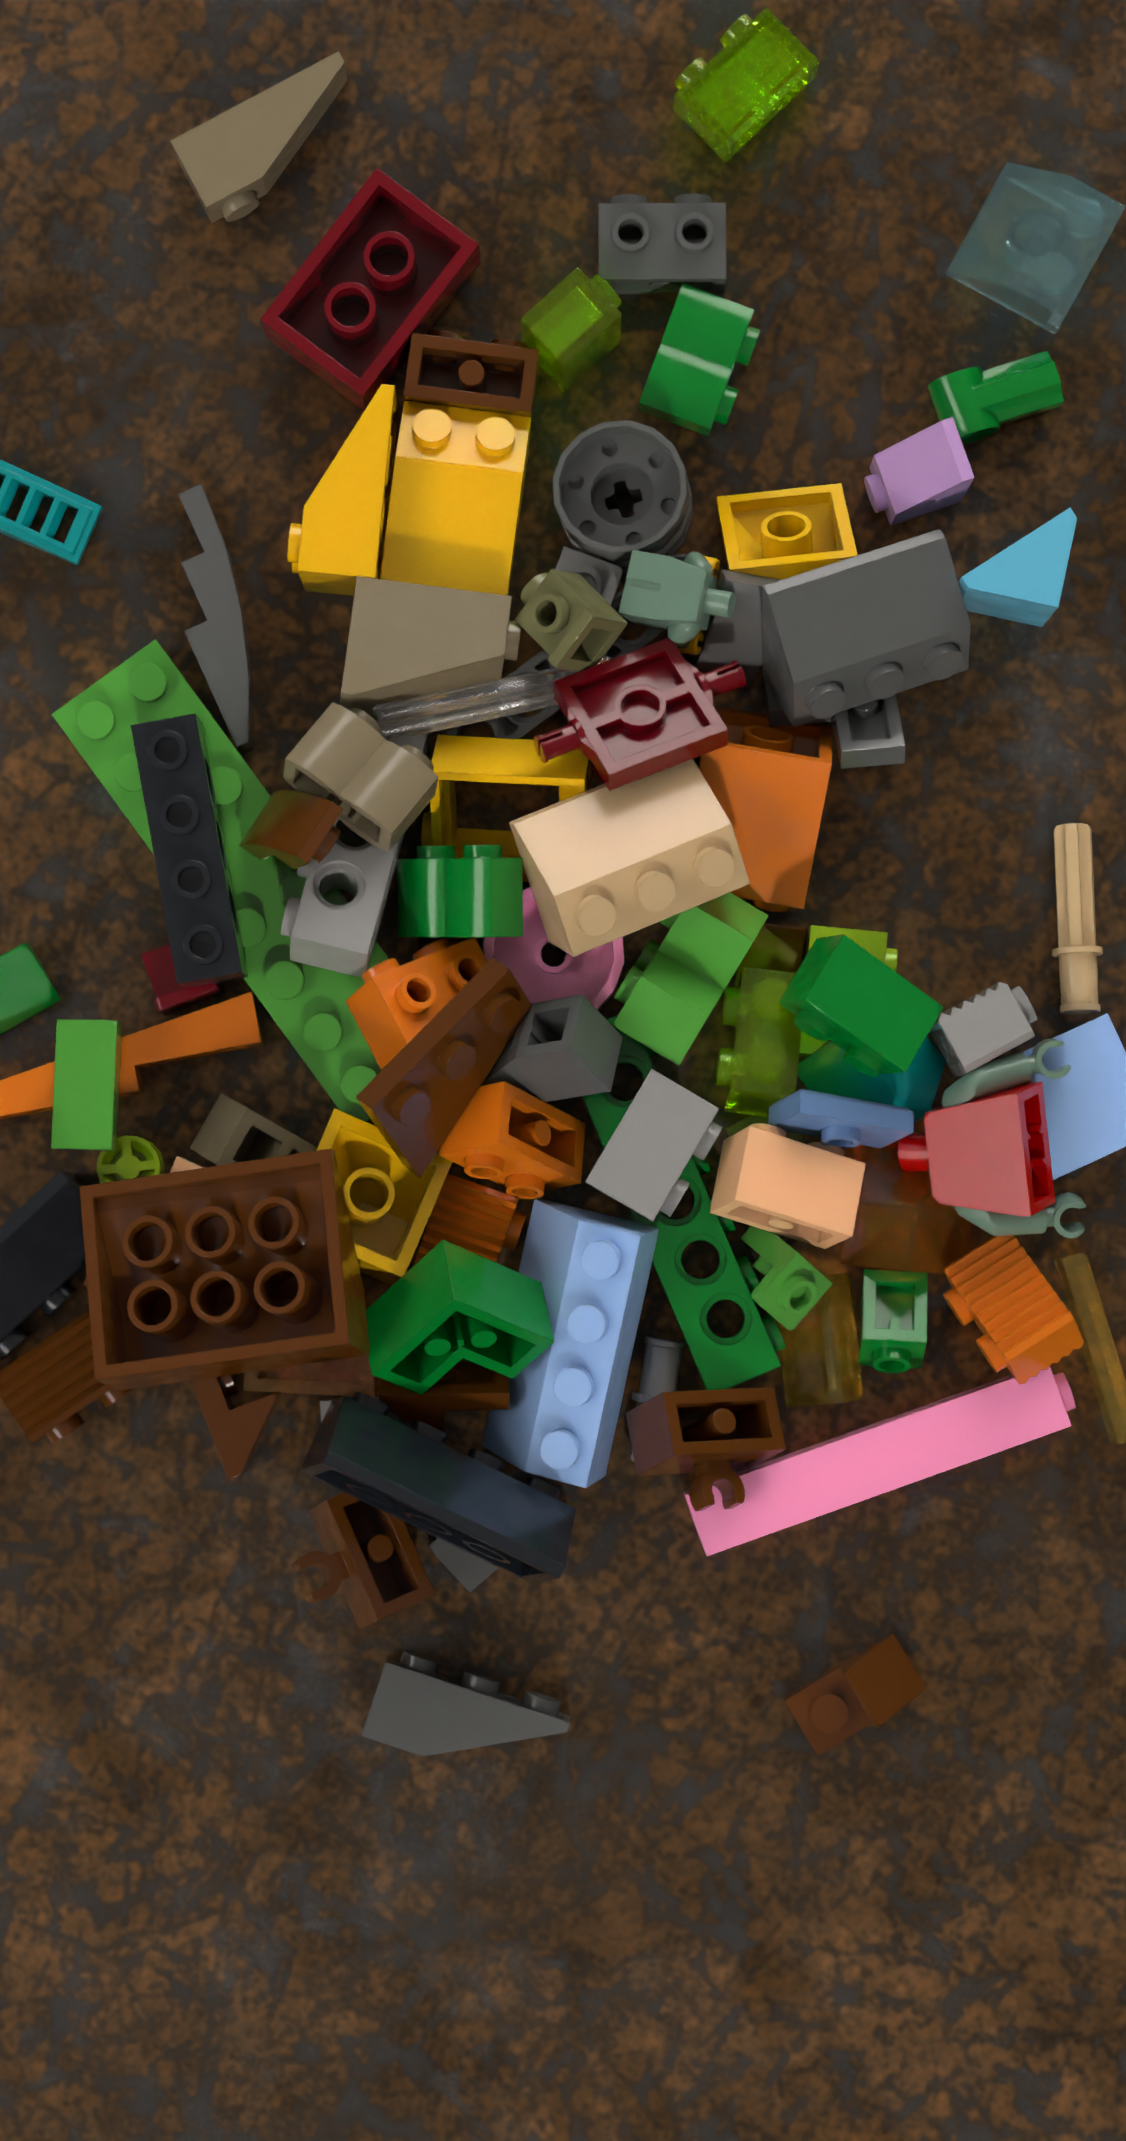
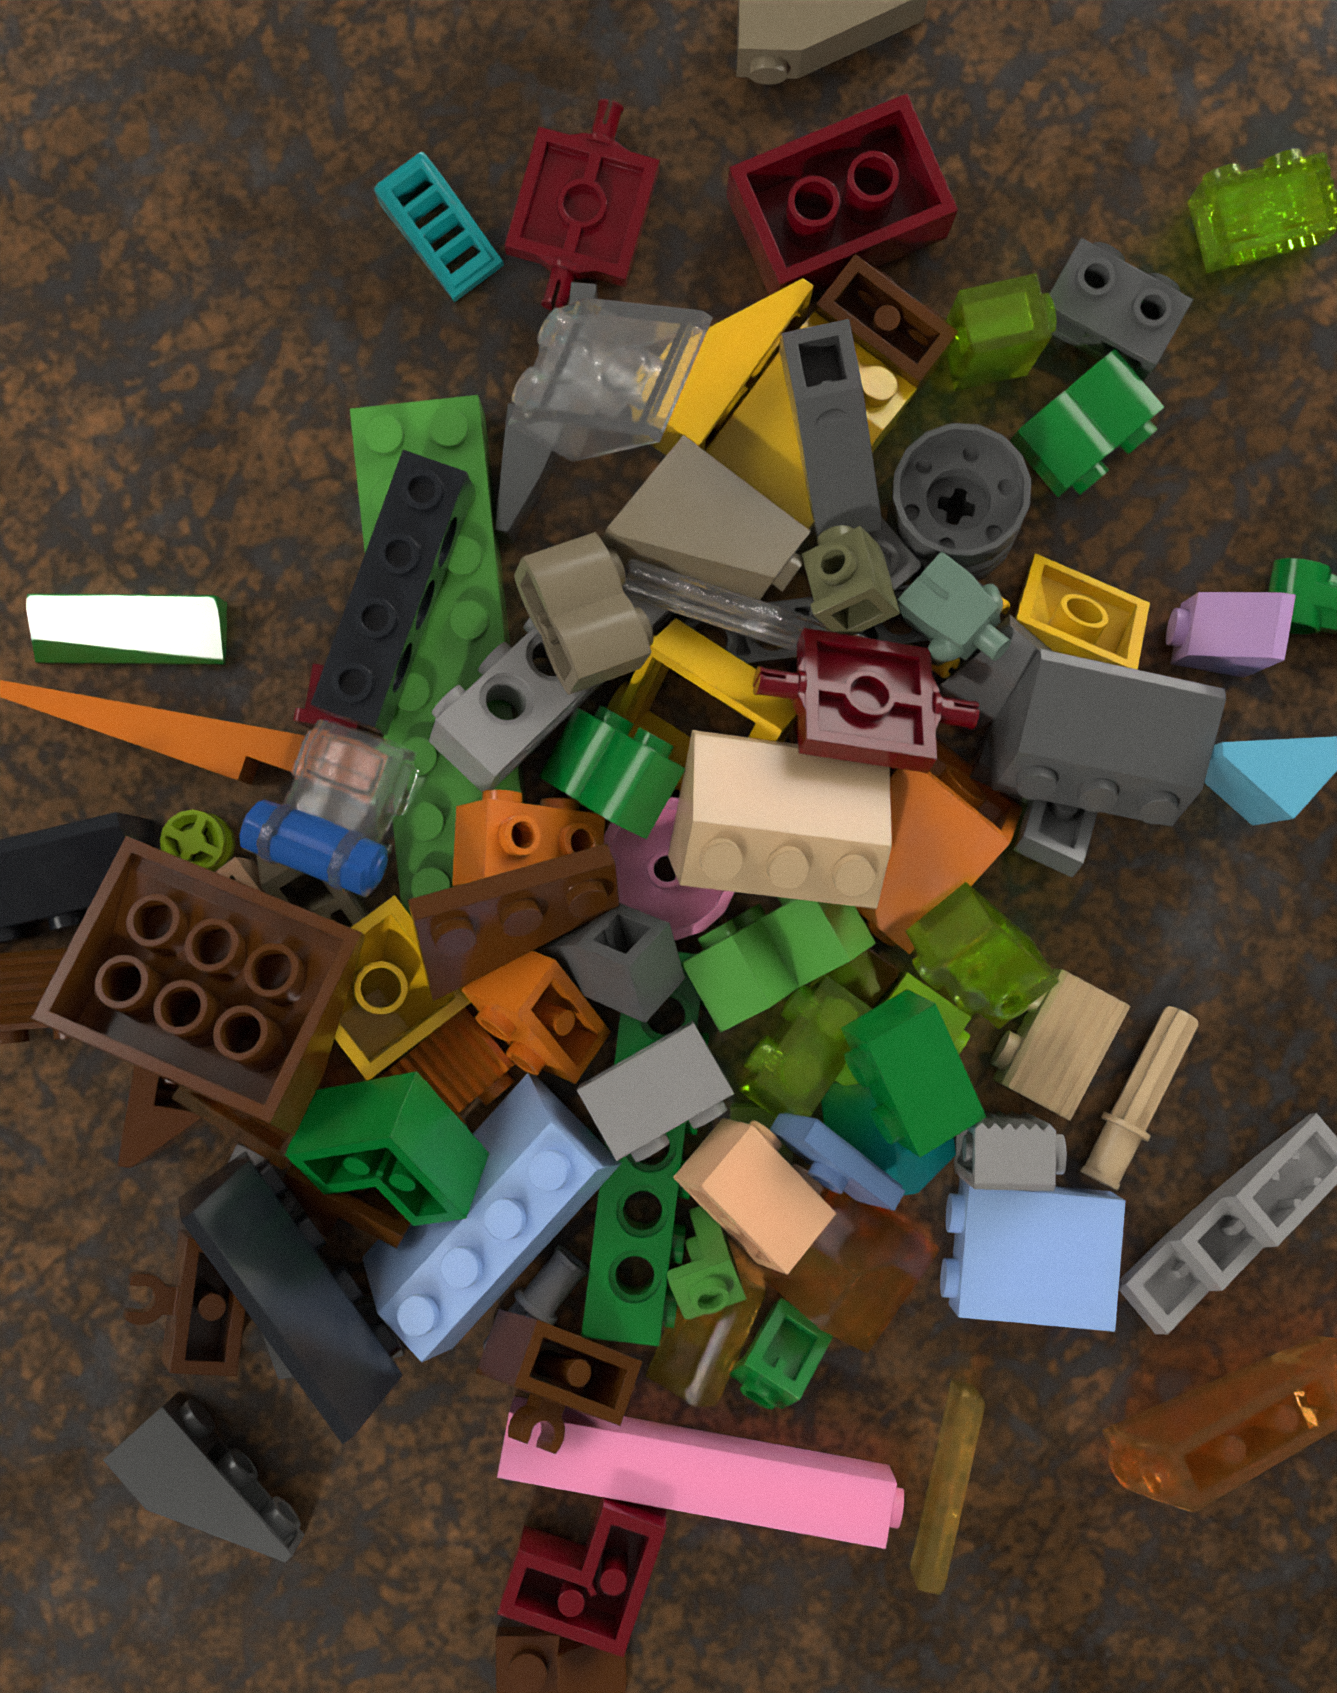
camera: 30 degrees right, 0 degrees up
(86, 1084) = (193, 750): bright green slope -> none
(145, 418) = (582, 206): none -> dark red plate
(243, 1061) = (337, 808): none -> clear piece
(264, 564) = (606, 376): none -> clear slope
(294, 828) = (497, 626): reddish brown slope -> none
(480, 500) = (831, 425): none -> dark grey slope
(847, 1604) = (590, 1588): none -> dark red brick
(865, 876) = (979, 957): none -> clear neon green brick
(977, 911) = (1059, 1044): none -> tan brick
(993, 1149) = (957, 1264): torso -> none
(1012, 1306) = (893, 1412): orange brick -> none

